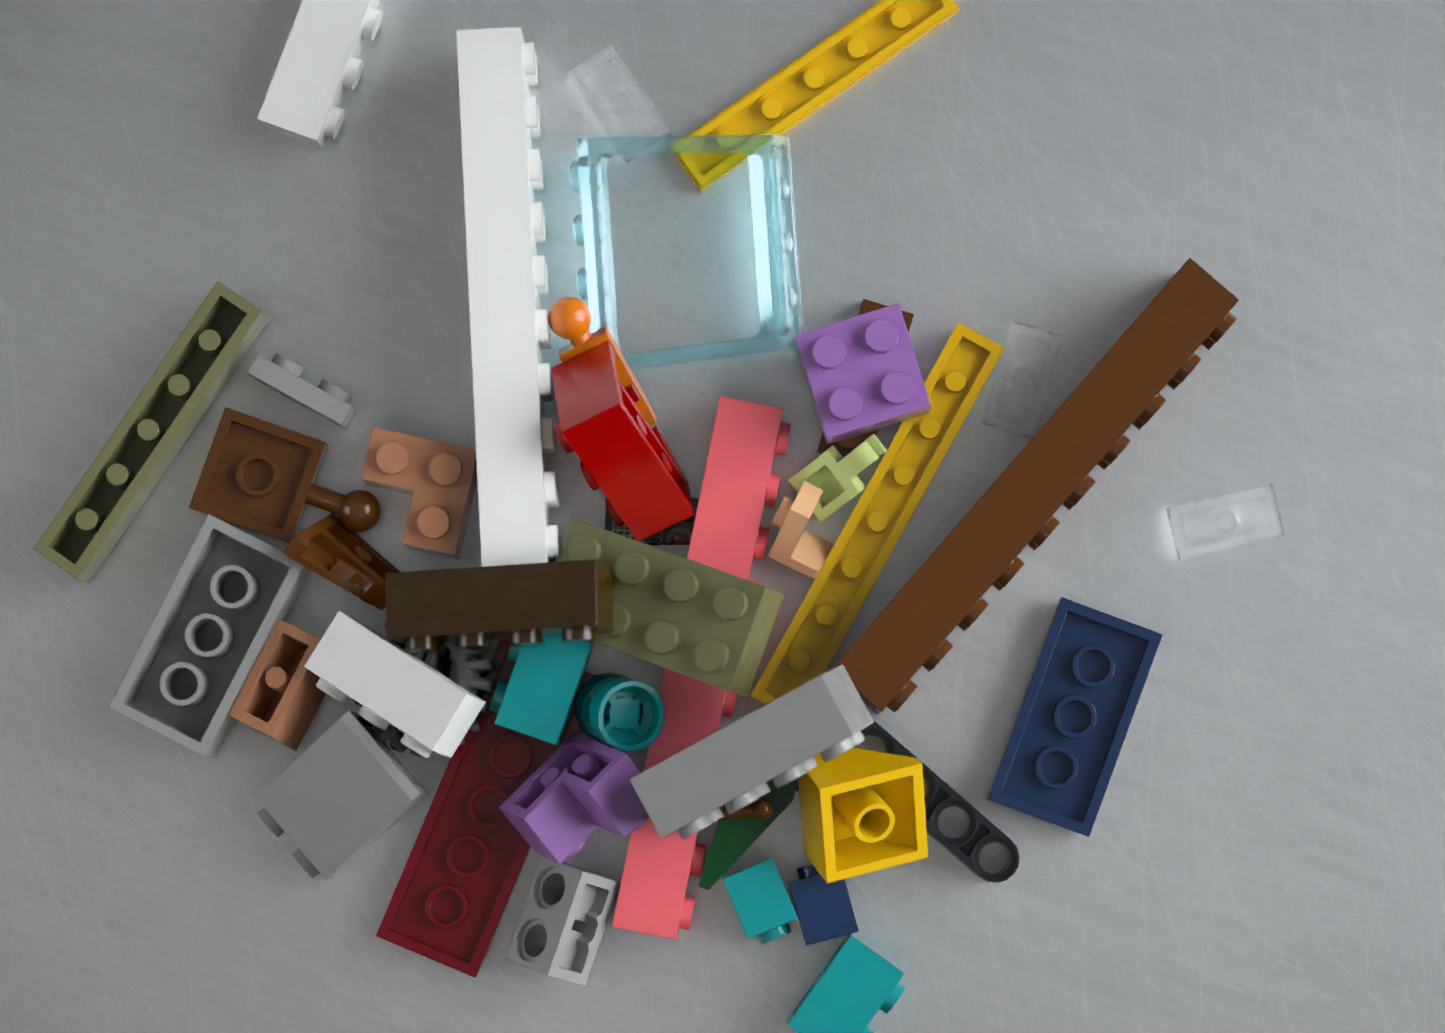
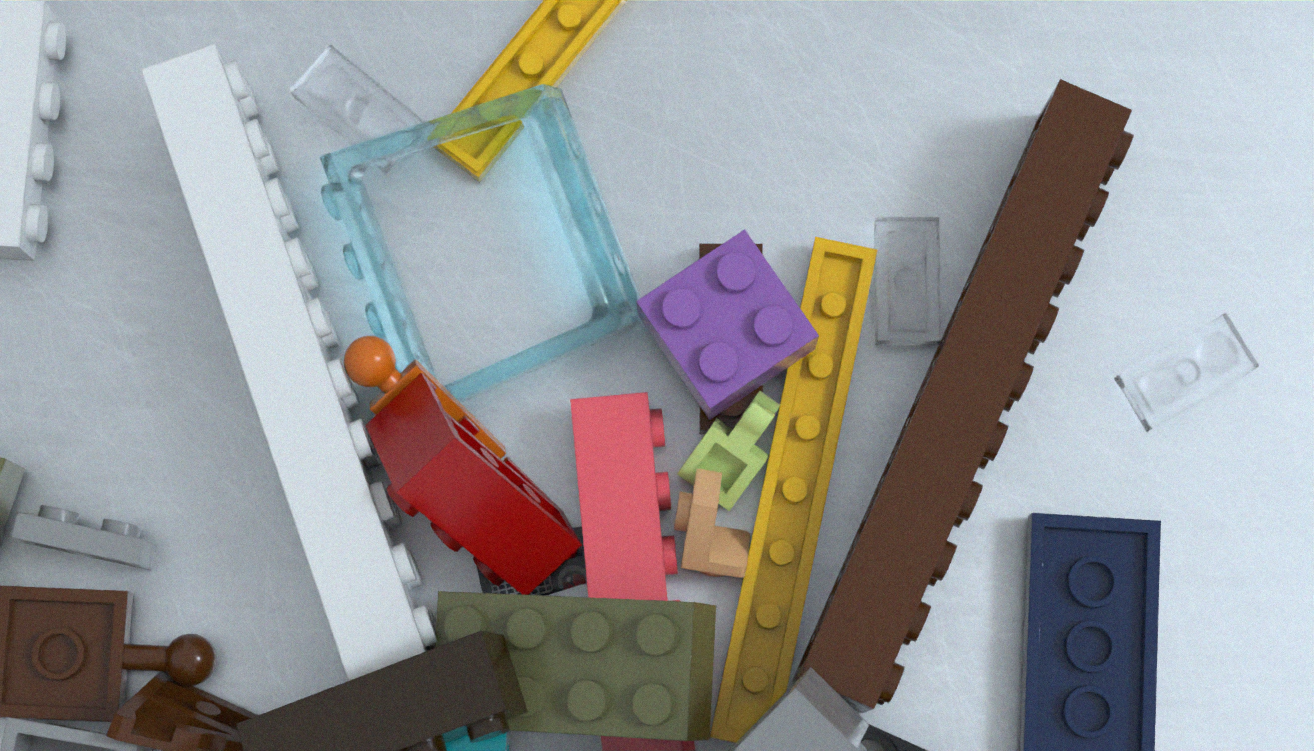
camera: 20 degrees left, 5 degrees down
(437, 476) = (273, 597): nougat brick -> none

